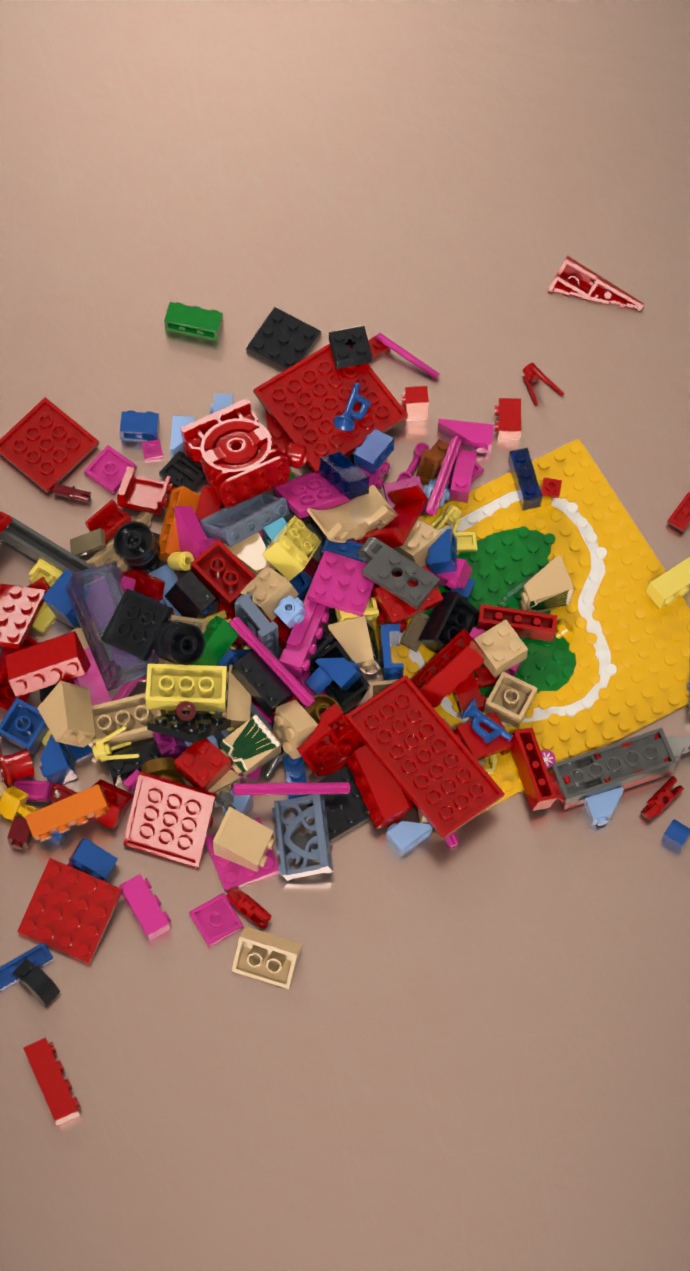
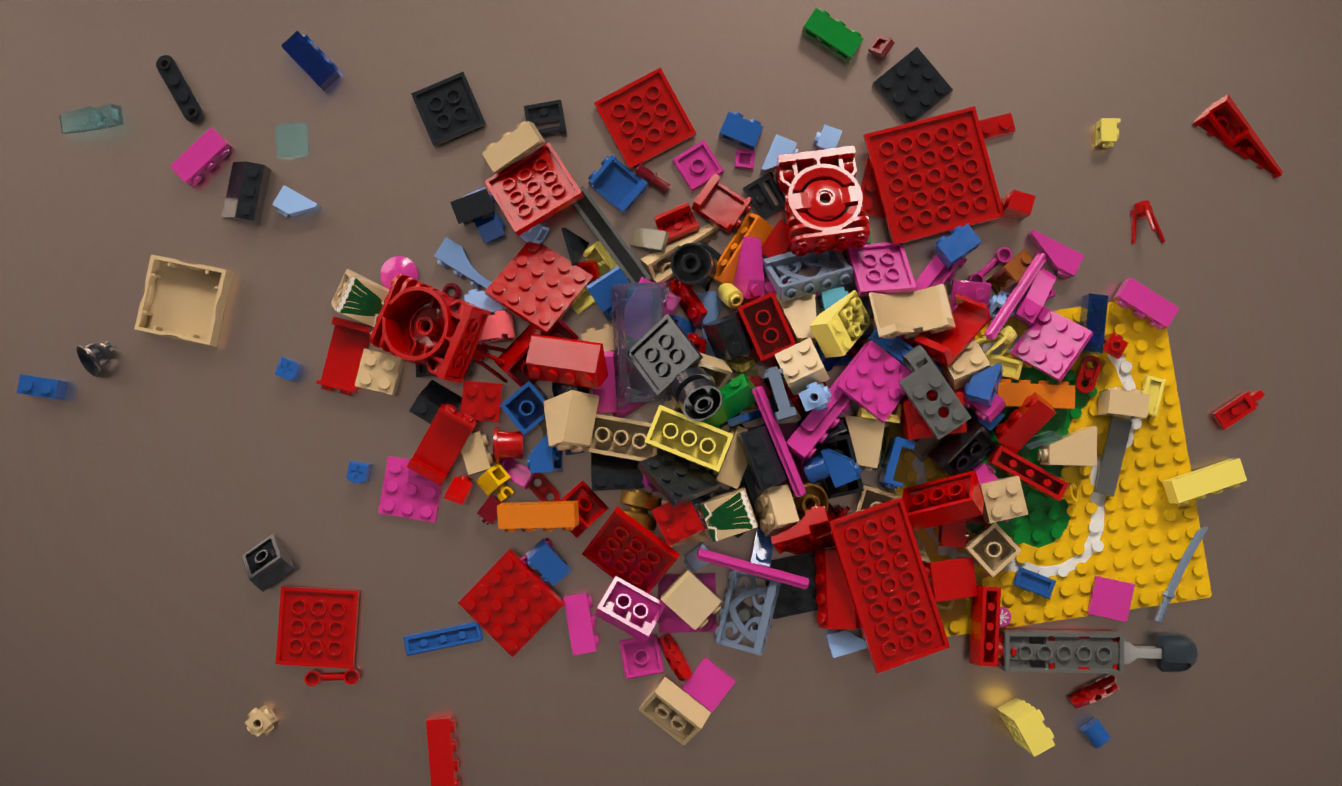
camera: 20 degrees right, 20 degrees up
(16, 572) = (575, 245): none -> black slope
(36, 981) = (457, 660): black brick -> none
(40, 508) = (617, 184): none -> blue panel
(102, 750) = (593, 459): light yellow plant -> none
(131, 782) = (611, 496): dark pink tile -> none
(186, 704) = (679, 461): dark red plate -> none
(188, 876) = (630, 609): none -> dark pink slope
(225, 800) = (687, 561): dark grey bar -> none
(242, 316) = (881, 46): none -> dark red plate
(292, 921) = (708, 684): none -> dark pink tile
(295, 454) = (879, 222): red head -> none
(343, 354) = (986, 118): black brick -> none
(344, 421) = (941, 203): blue piece -> none
(344, 475) = (919, 263): clear blue brick -> none
(408, 356) = (1027, 147): dark pink bar -> none
(473, 320) = (1107, 132): none -> light yellow brick
(479, 717) = (951, 552): blue piece -> none
(493, 505) = (1051, 343): none -> plate
(495, 578) = (1024, 422): none -> red brick
(500, 555) = (1059, 396): none -> orange brick
(509, 419) = (1101, 251): red brick -> none
(538, 524) = (1089, 375): none -> red plate
(564, 720) = (1033, 582): none -> blue tile
(566, 446) = (1145, 304): none -> dark pink brick
(579, 534) = (1123, 404): none -> tan brick
(591, 586) = (1112, 456): none -> dark grey tile
(602, 806) = (1036, 682): light blue slope -> none
(604, 523) = (1154, 387): none -> light yellow tile
(604, 839) = (1026, 726): none -> light yellow brick
(641, 709) = (1110, 598): none -> dark pink tile

